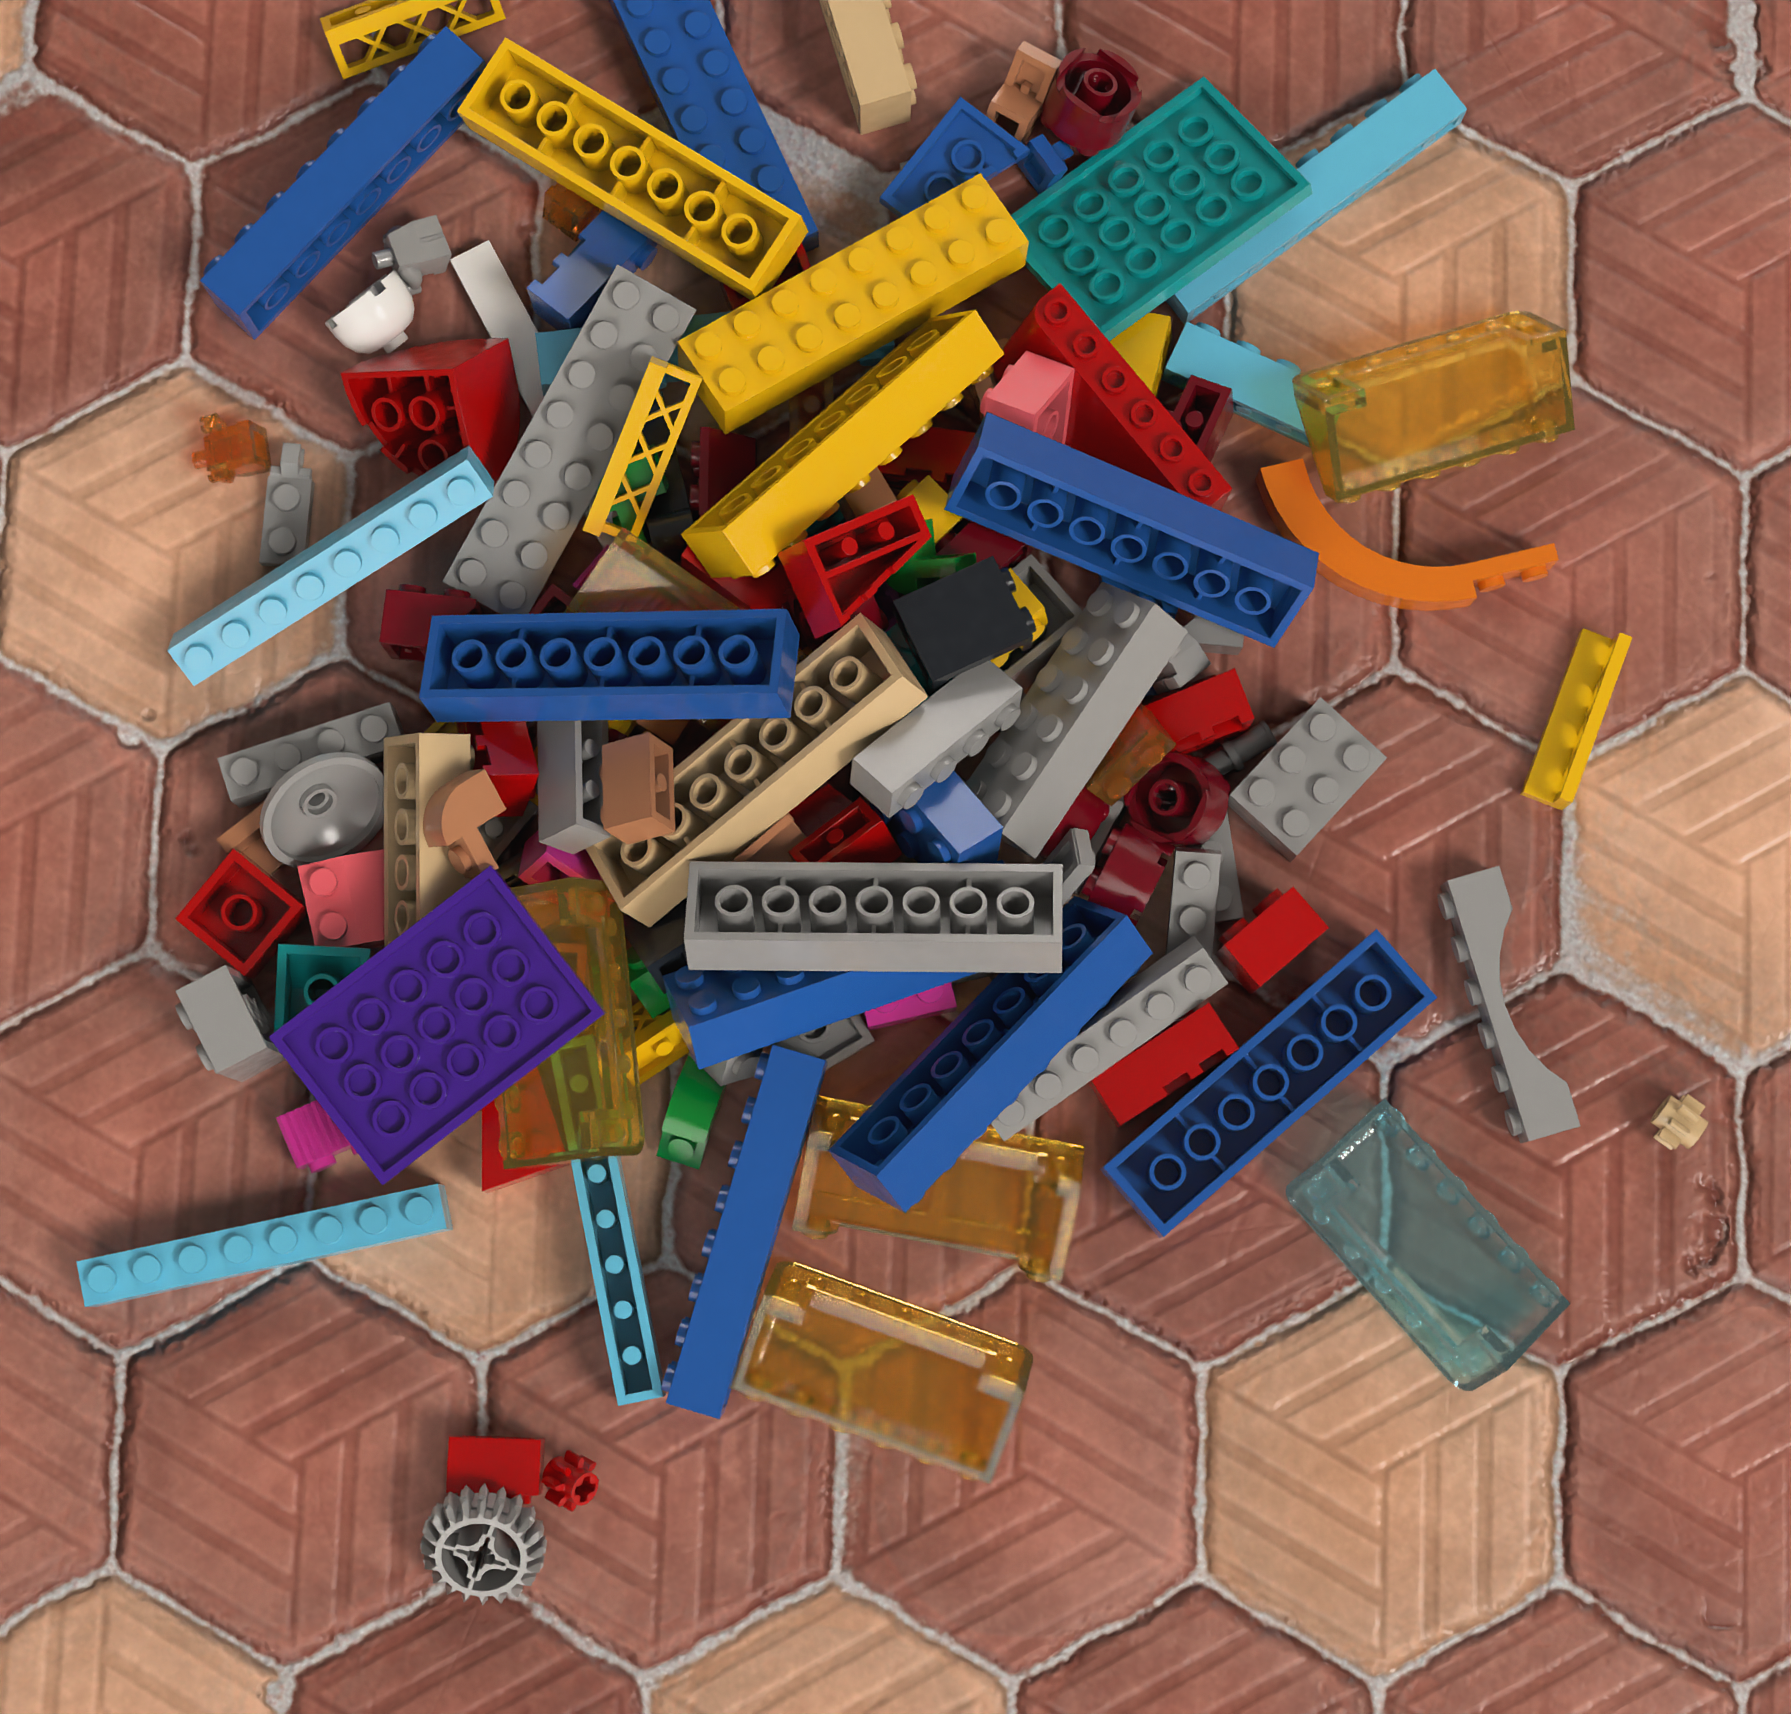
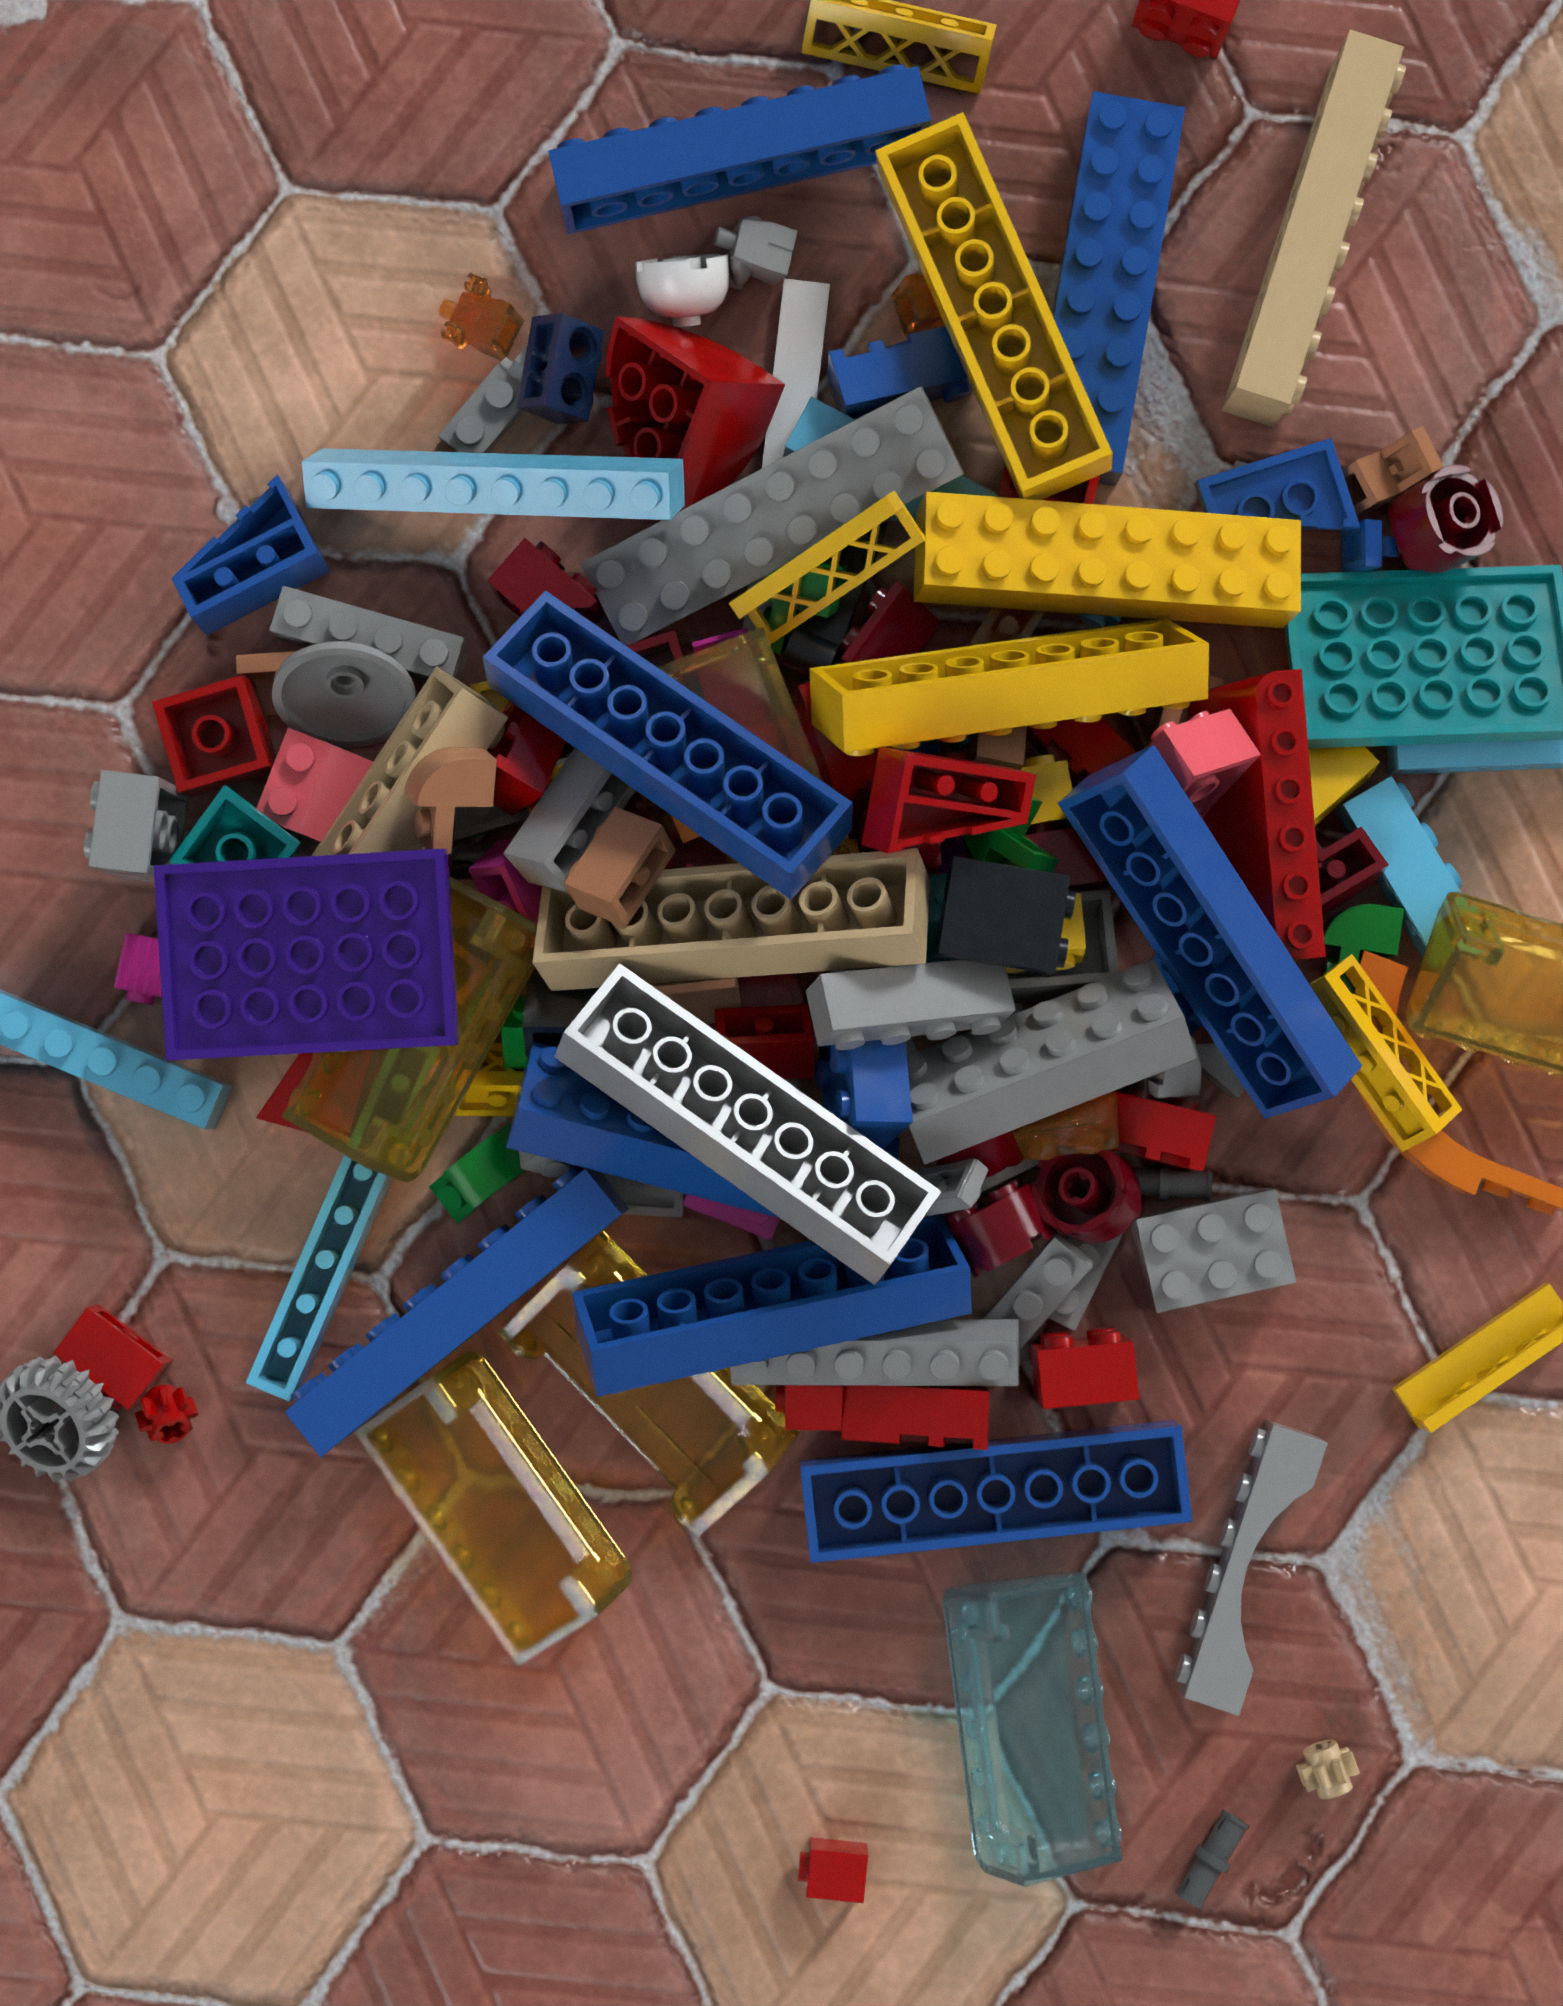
camera: 35 degrees right, 5 degrees up
(178, 758) = (250, 561): none -> blue wedge
(322, 444) = (560, 368): none -> dark blue brick
(1077, 1116) = (810, 1406): none -> red brick
(1239, 464) = (1359, 929): none -> green brick
(1343, 556) = (1390, 1091): none -> yellow fence
(1352, 1472) = (834, 1870): none -> red brick
(1640, 1256) = (1211, 1859): none -> dark grey pin

